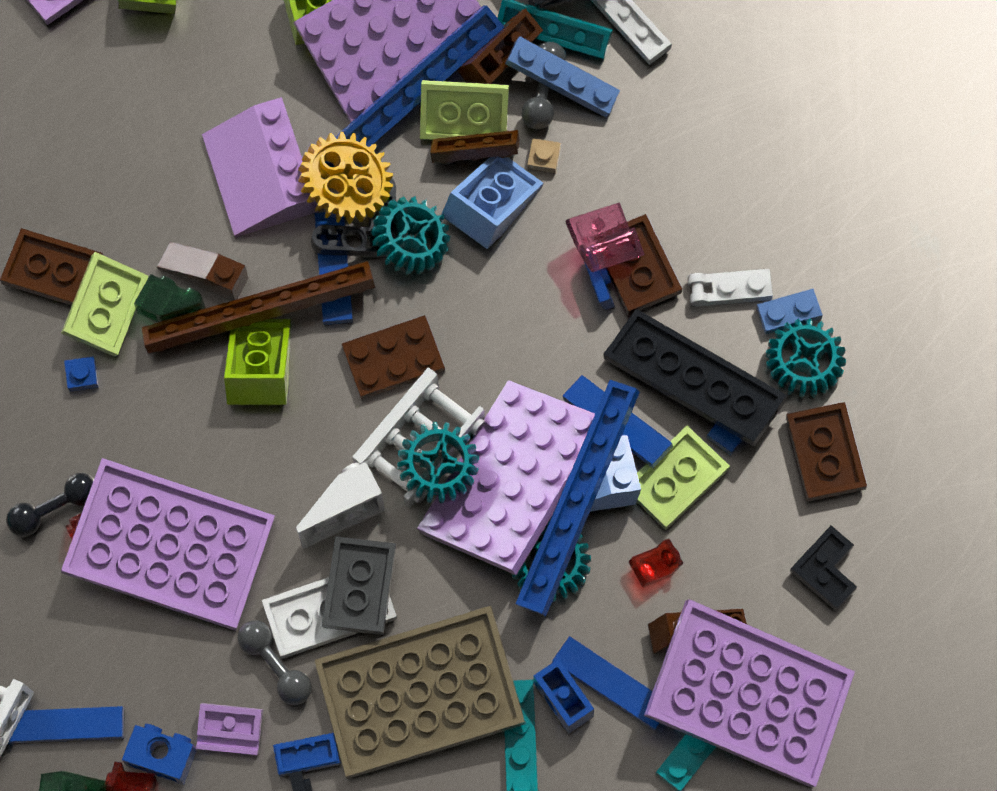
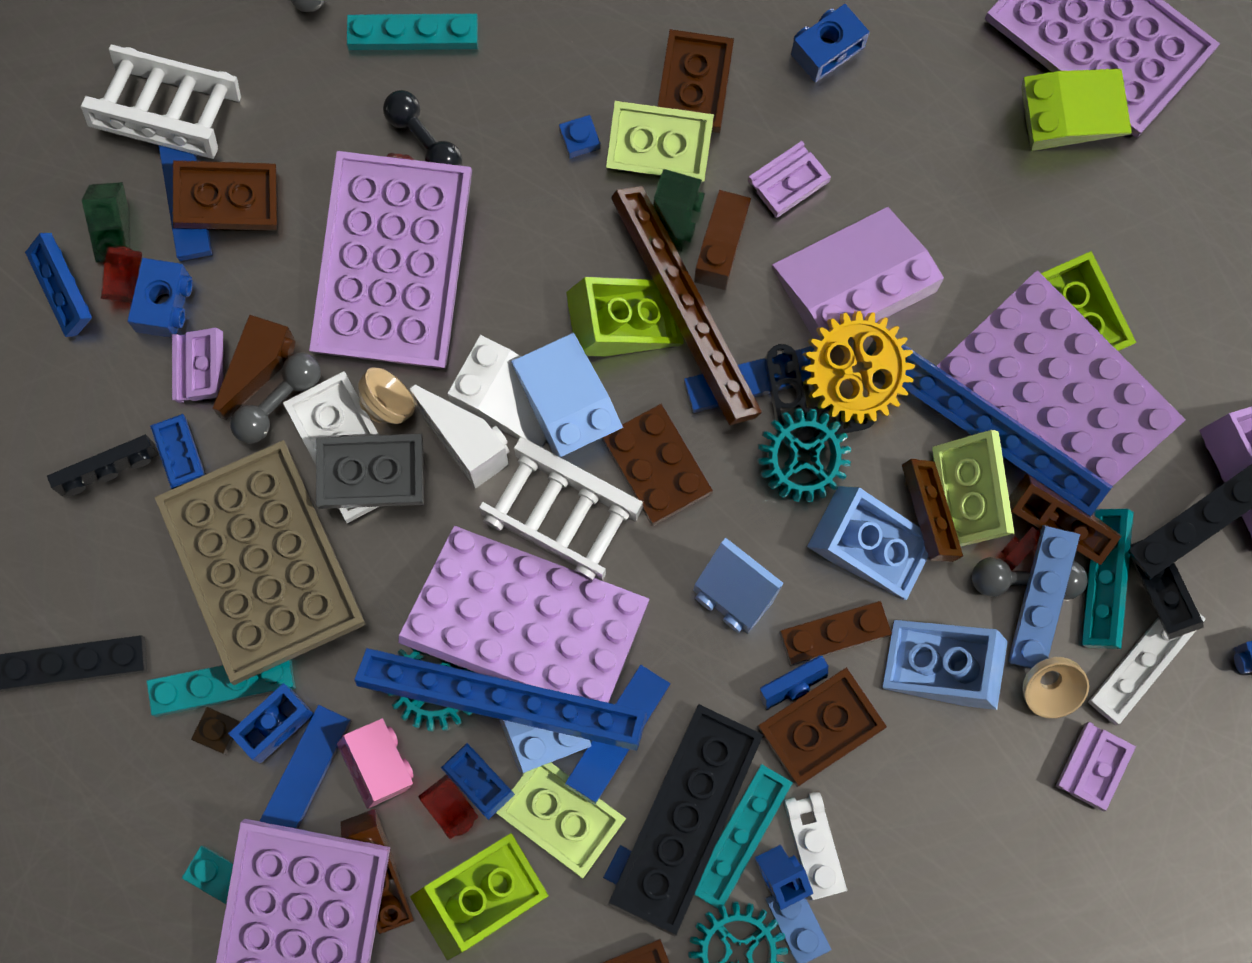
camera: 75 degrees right, 5 degrees up
(37, 136) = (820, 57): none -> blue brick
(74, 684) = (224, 195): none -> reddish brown plate
(161, 207) = (789, 179): none -> lavender plate
(230, 672) = (255, 361): none -> reddish brown slope
(293, 568) = (385, 397): none -> tan piece
(306, 465) = (494, 393): none -> white slope
(324, 414) = (566, 395): none -> light blue slope
(448, 465) = (539, 532): teal gear -> none
(514, 302) = (736, 587): none -> light blue slope
(519, 88) = (1018, 549): none -> clear red bracket
(544, 155) = (941, 594): tan plate -> none
(559, 750) = (214, 730): none -> dark brown plate
(561, 248) = (835, 633): none -> reddish brown plate
(601, 161) = (946, 663): none -> light blue slope
(604, 237) = (841, 680): clear pink slope -> none
(610, 617) = (375, 763): none -> bright pink brick
(638, 537) = (477, 781): none -> blue plate
(640, 79) = (1059, 697): none -> tan piece
(701, 68) = (1095, 766): none -> lavender plate
(706, 332) = (742, 835): none -> teal plate
(732, 551) = (479, 896): none -> lime slope
(752, 311) = (784, 877): none -> blue brick

